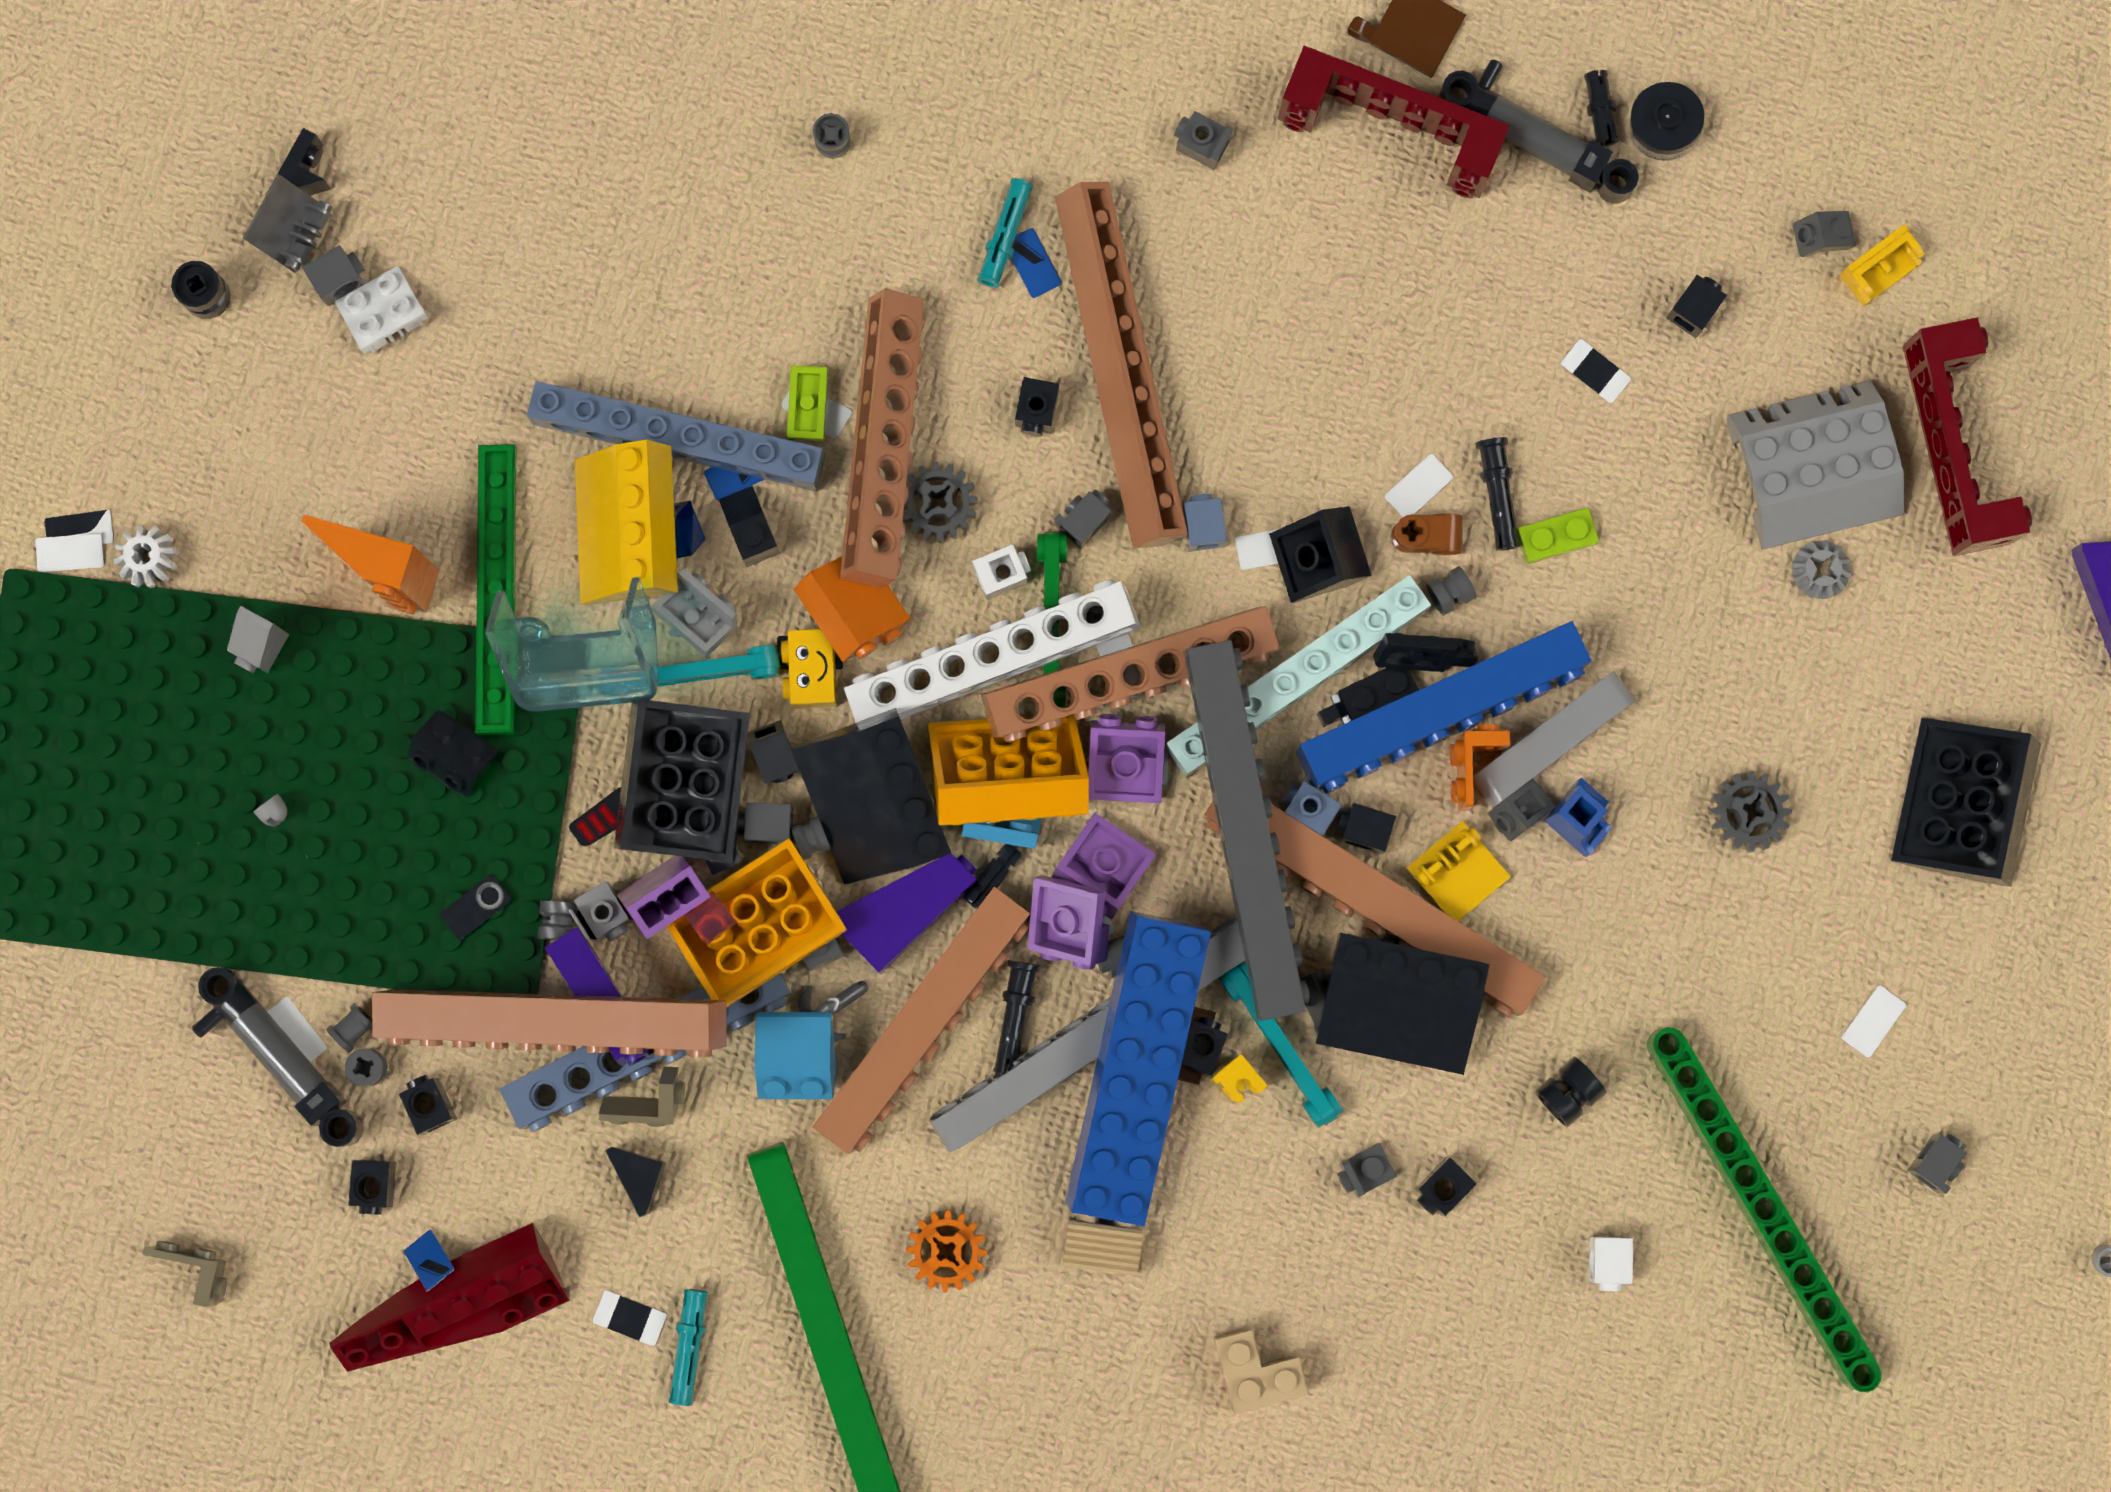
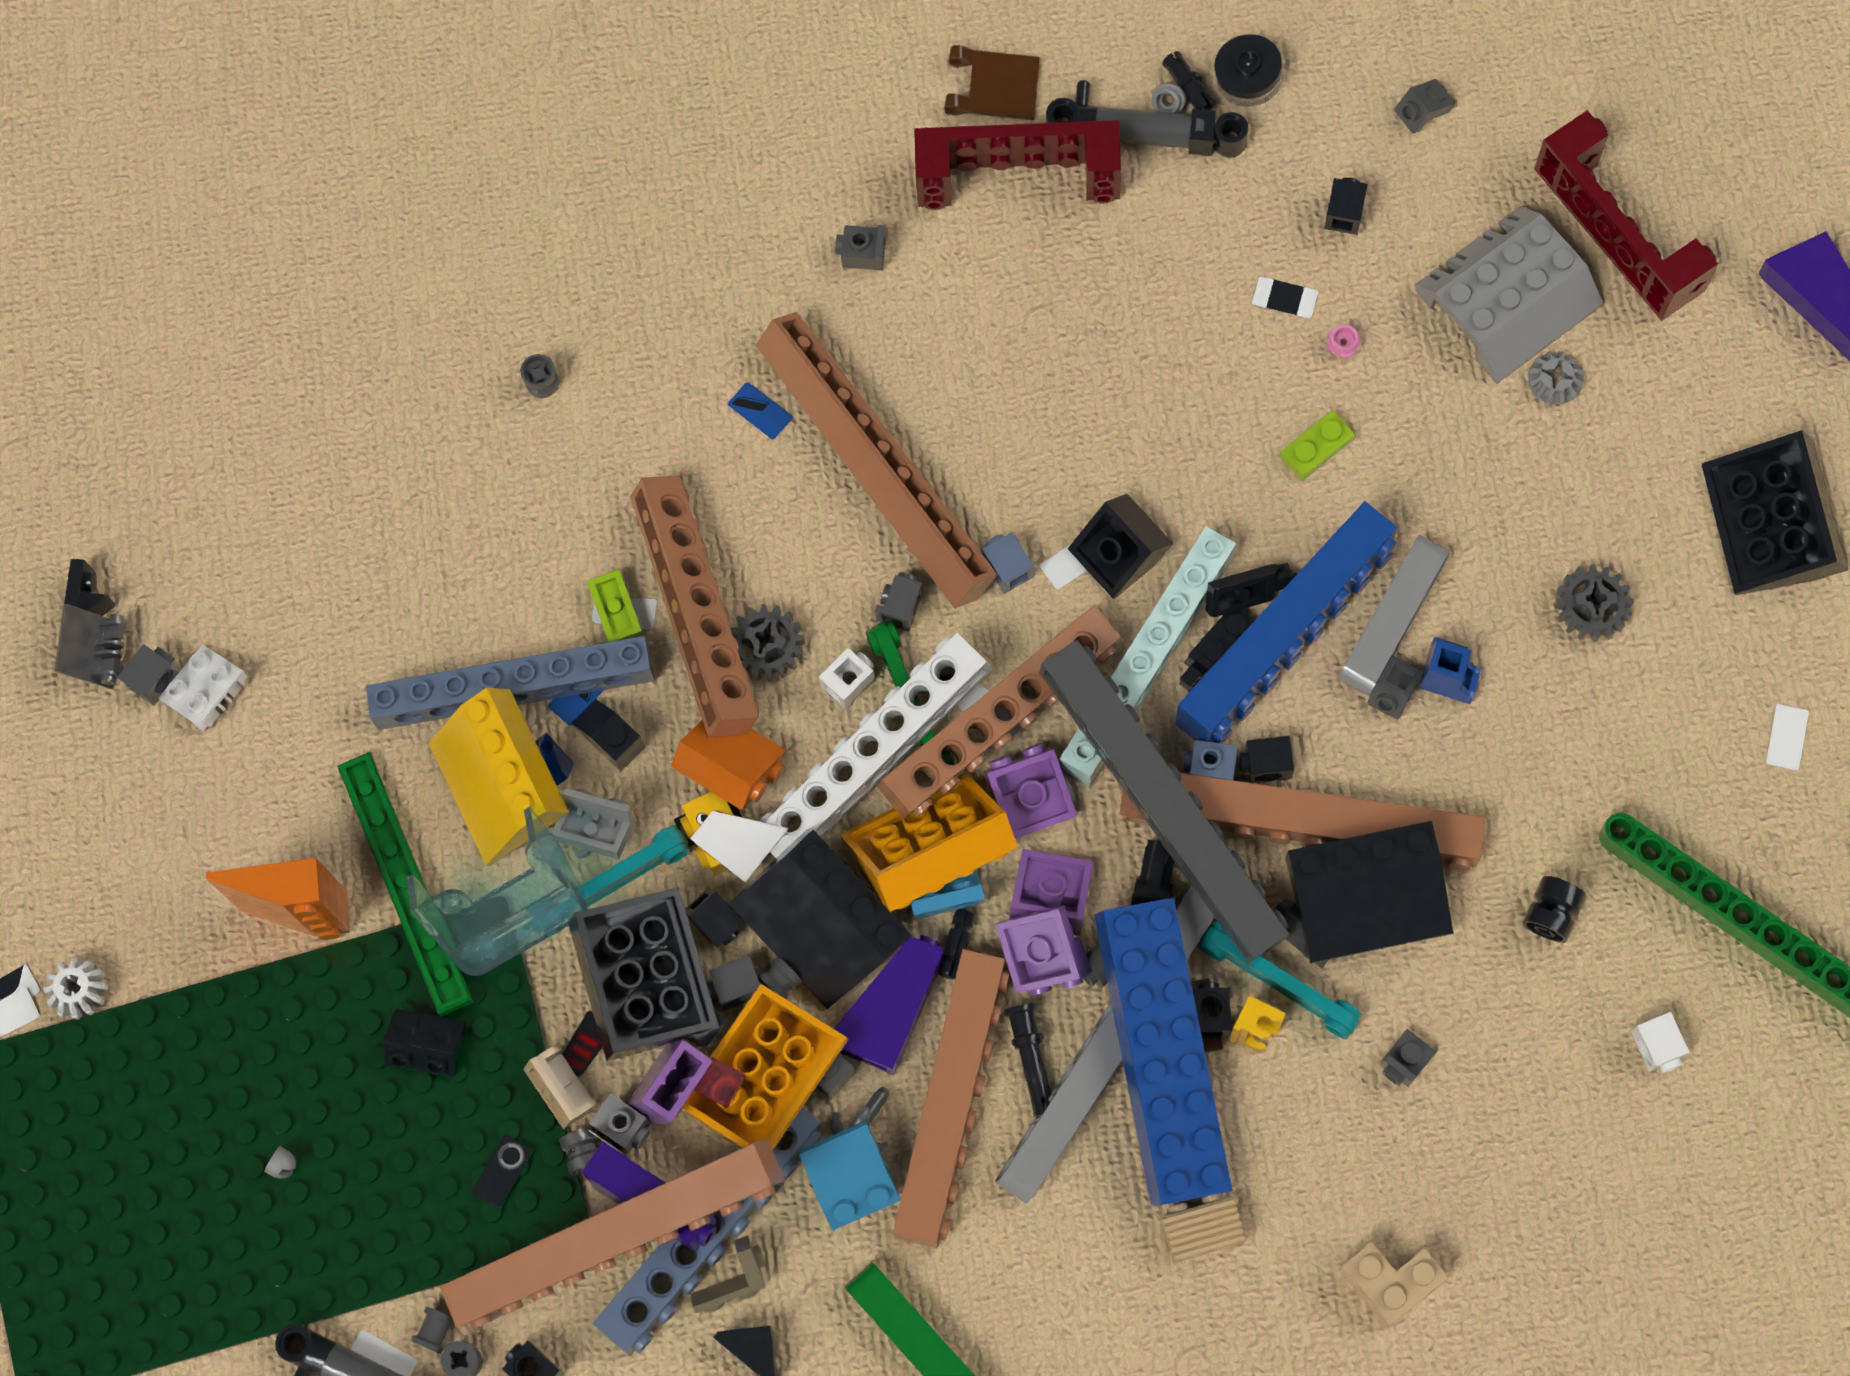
camera: 15 degrees left, 10 degrees down
(208, 294) = (34, 735): black wheel -> none
(255, 641) = (205, 1016): light grey slope -> none
(562, 851) = (559, 1086): none -> tan hinge
(825, 689) = (737, 841): none -> white sticker
(959, 1239) = (1070, 1279): orange gear -> none
(1000, 246) = (726, 407): teal pin -> none
(1036, 406) = (817, 525): black brick -> none
(1204, 900) = (1155, 875): none -> black piece
(1419, 486) = (1178, 455): white sticker -> none
(1435, 534) = (1211, 487): dark orange piece -> none
(1452, 590) = (1249, 526): dark grey wheel -> none
(1458, 871) = (1365, 762): yellow hinge -> none
(1461, 1185) = (1490, 1028): black brick -> none
(1483, 739) = (1335, 639): orange bracket -> none
(1497, 476) = (1242, 417): black pin -> none
(1564, 118) = (1161, 104): none -> light grey plate
(1634, 433) = (1347, 333): none -> bright pink plate
(1883, 265) = (1486, 109): yellow hinge -> none

